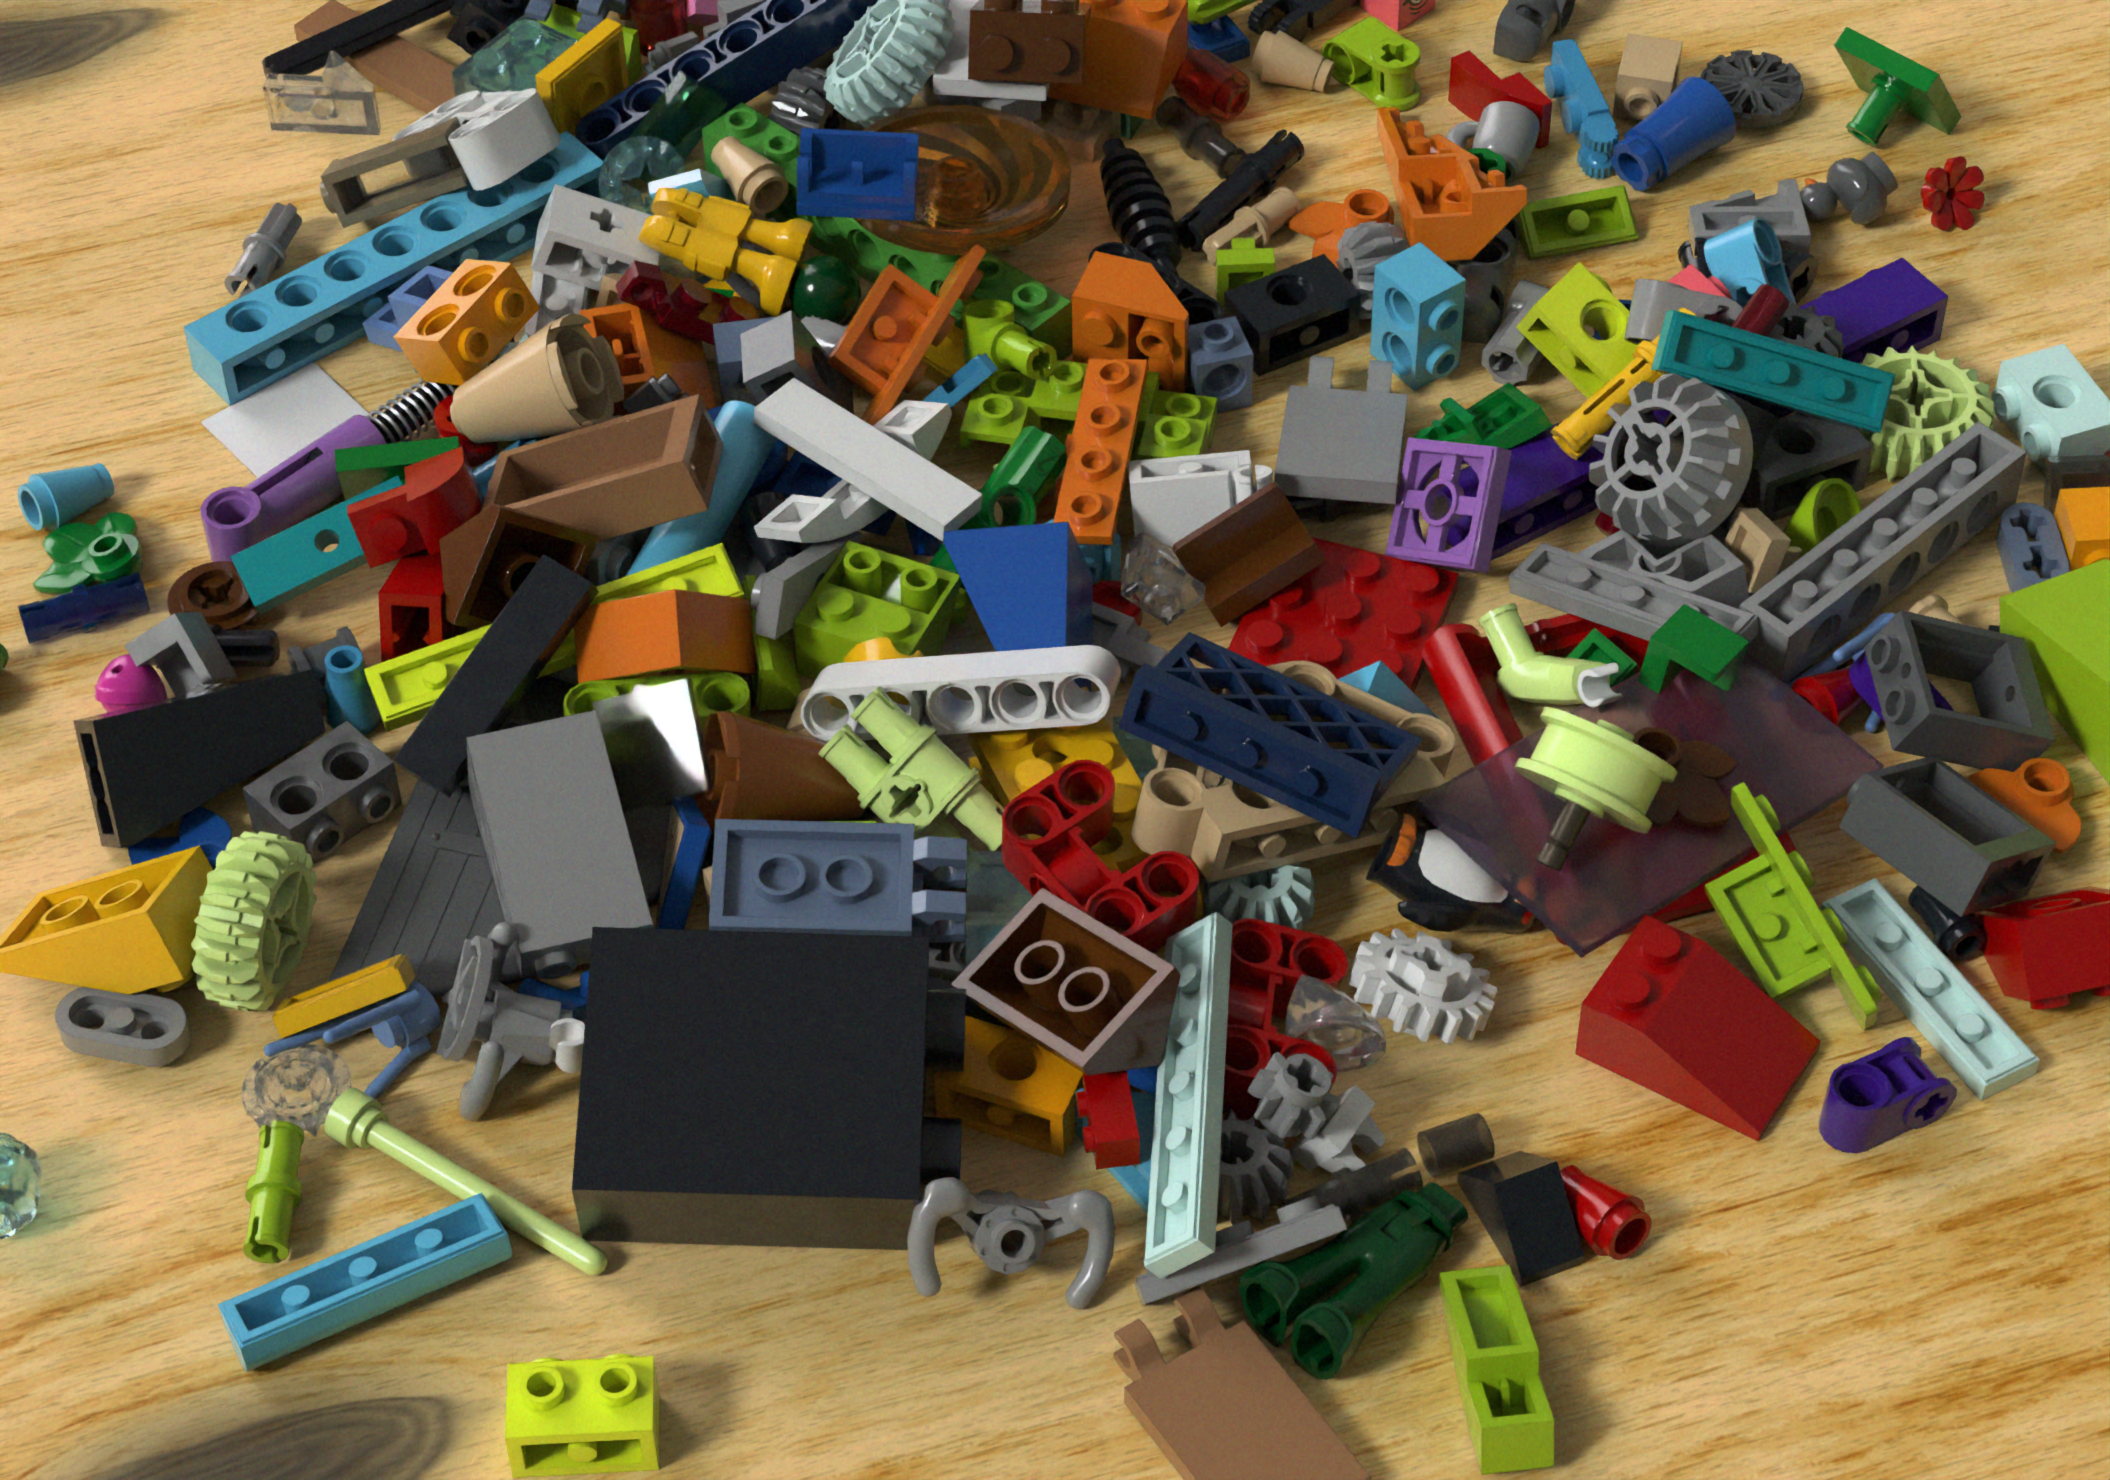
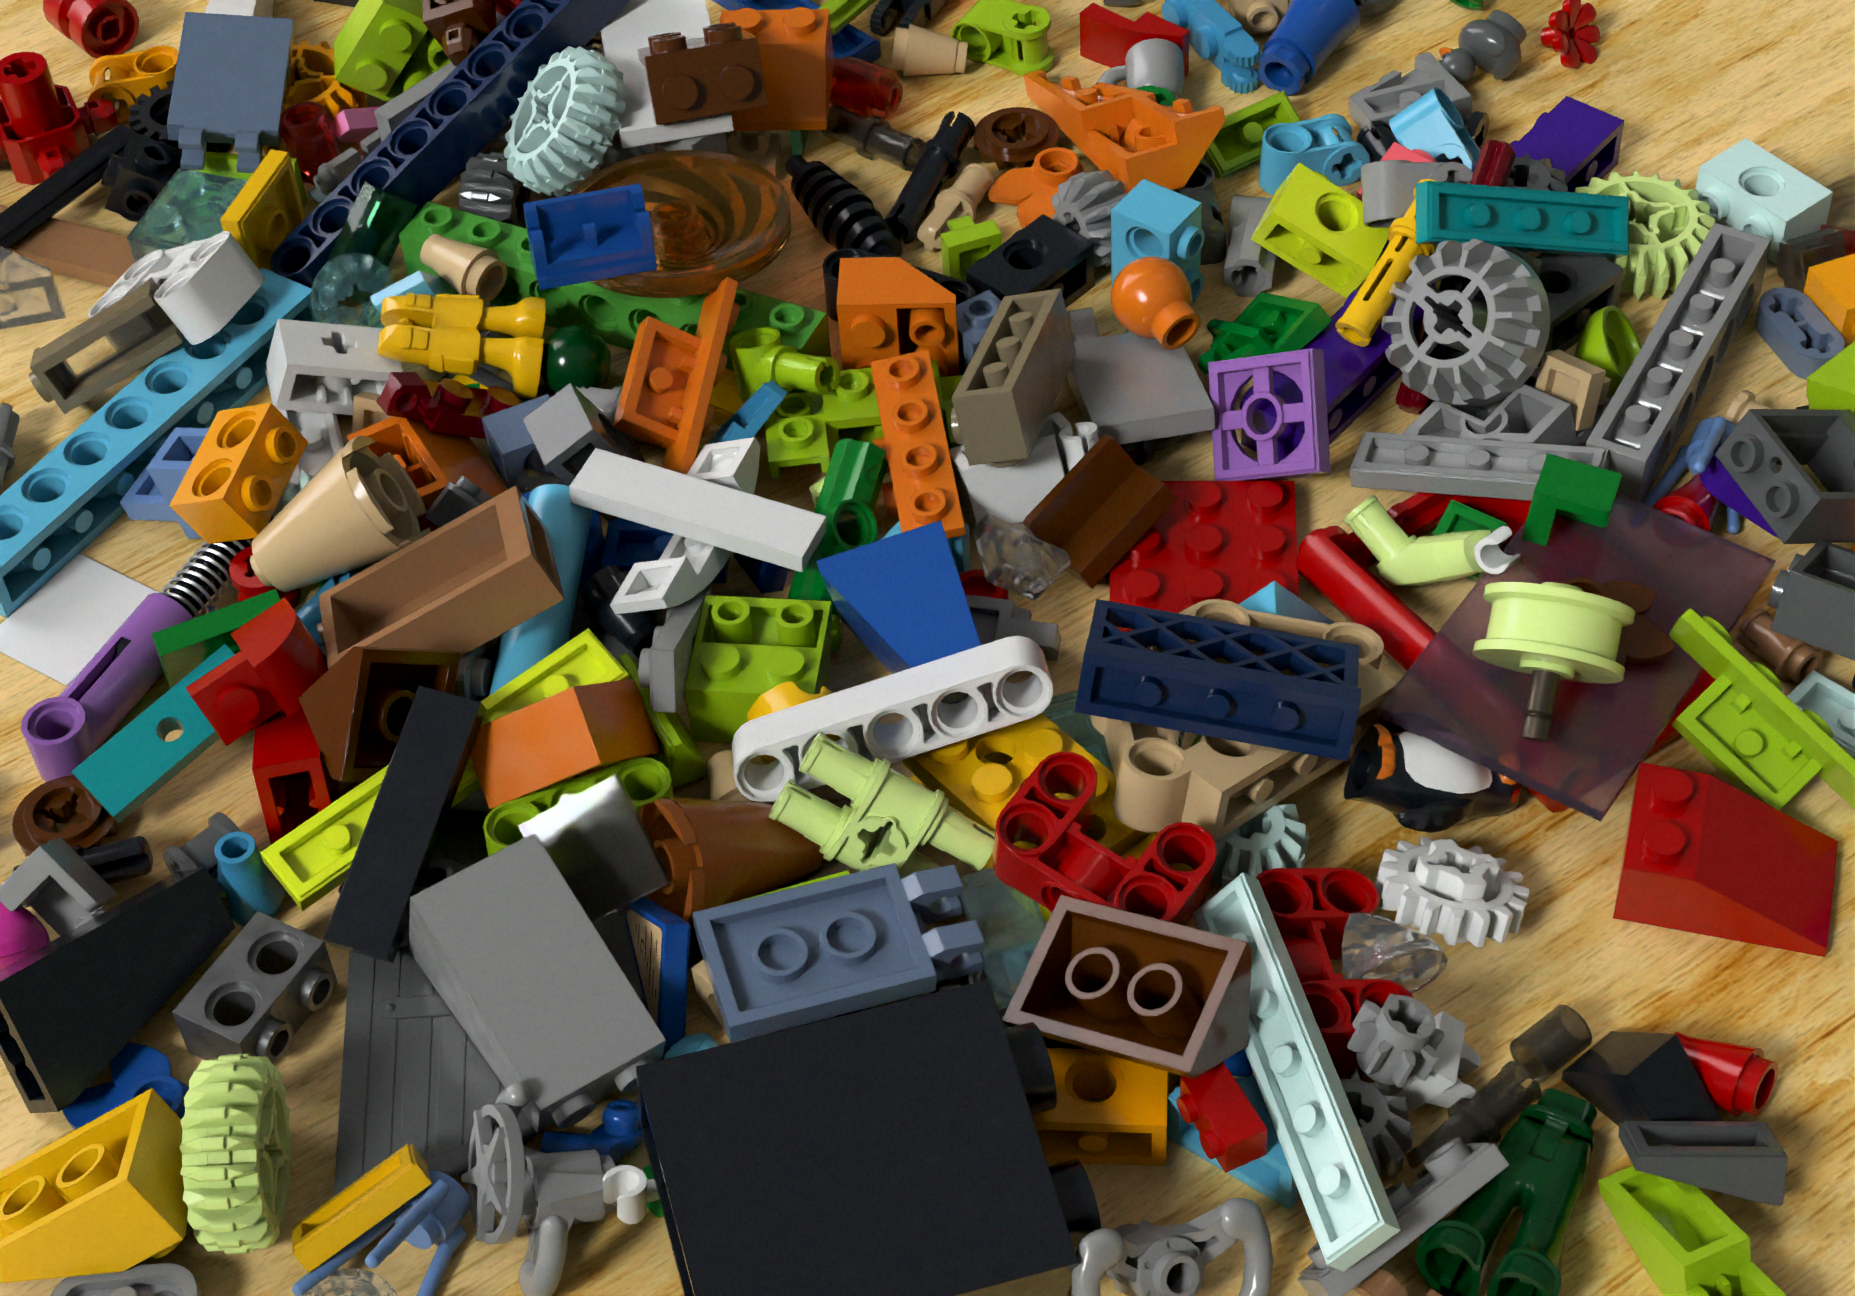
camera: 15 degrees left, 0 degrees up
(1211, 406) = (1013, 379): none -> dark tan brick
(1341, 157) = (999, 131): none -> reddish brown gear
(1388, 366) = (1155, 301): none -> orange piece
(1544, 1276) = (1713, 1155): none -> dark grey slope
(1624, 251) = (1315, 147): none -> medium azure piece
(1856, 861) = (1789, 656): none -> medium nougat pin

